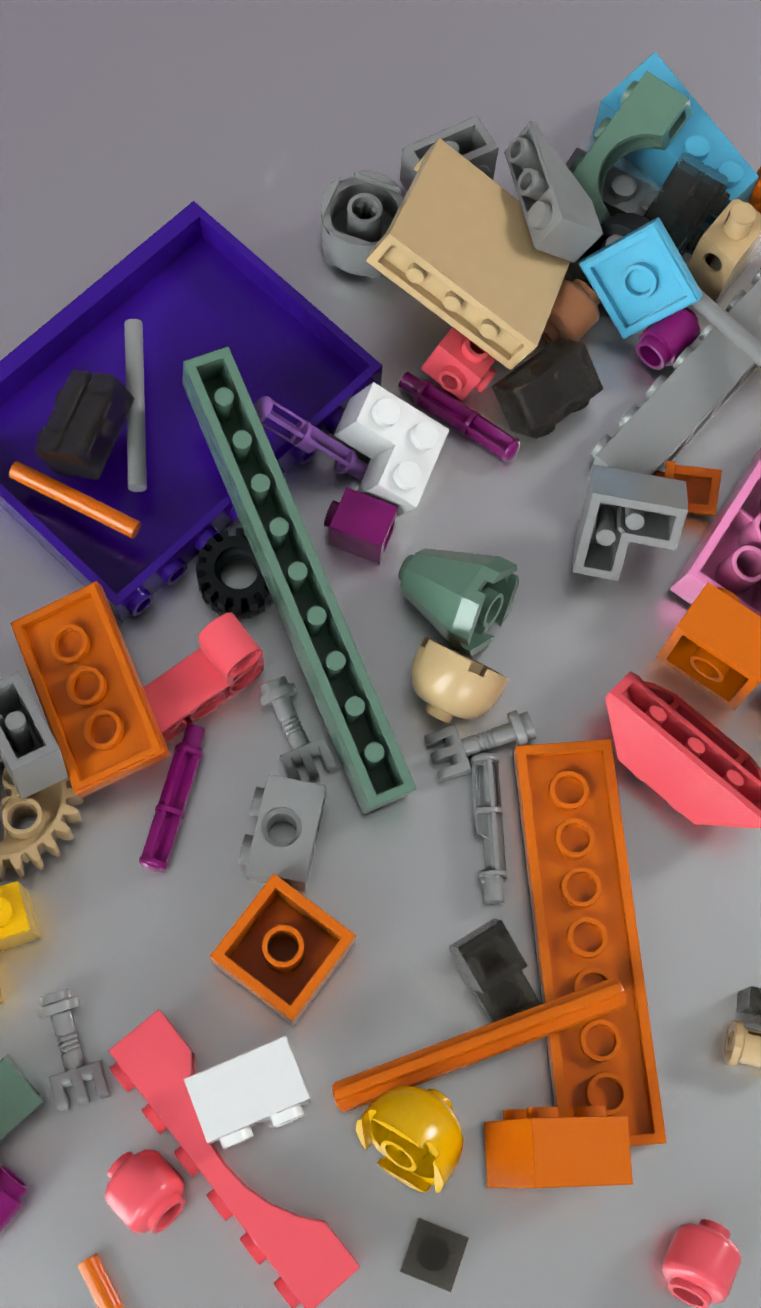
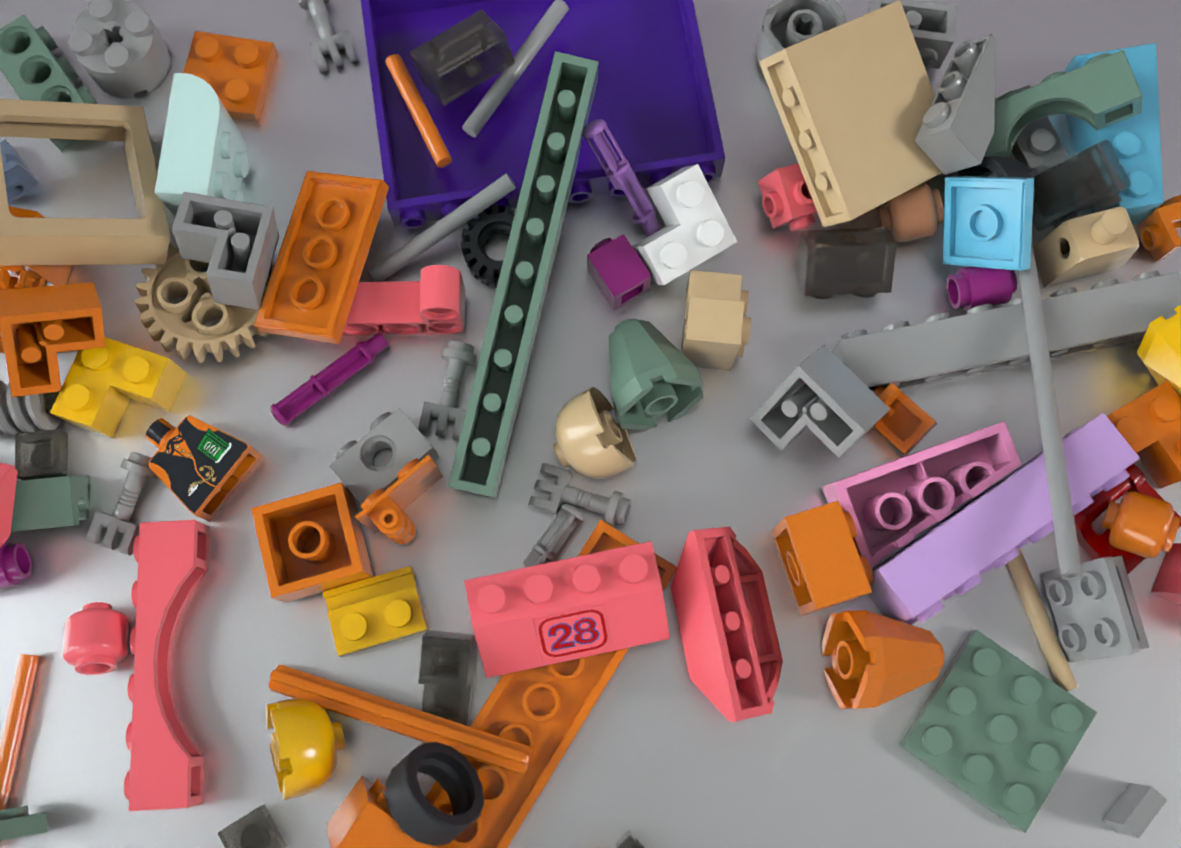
camera: 45 degrees right, 5 degrees up
(113, 958) = (199, 463): none -> torso
(178, 591) = (442, 228): none -> light grey bar
(248, 1091) = (215, 627): white brick -> none
(336, 872) = (384, 509): none -> orange hinge
(380, 972) = (375, 611): none -> yellow plate
(461, 416) = (763, 242): magenta piece -> none
(478, 509) = (714, 319): none -> tan brick
(554, 838) = (567, 609): none -> coral slope
(572, 1074) = (414, 811): none -> black tyre

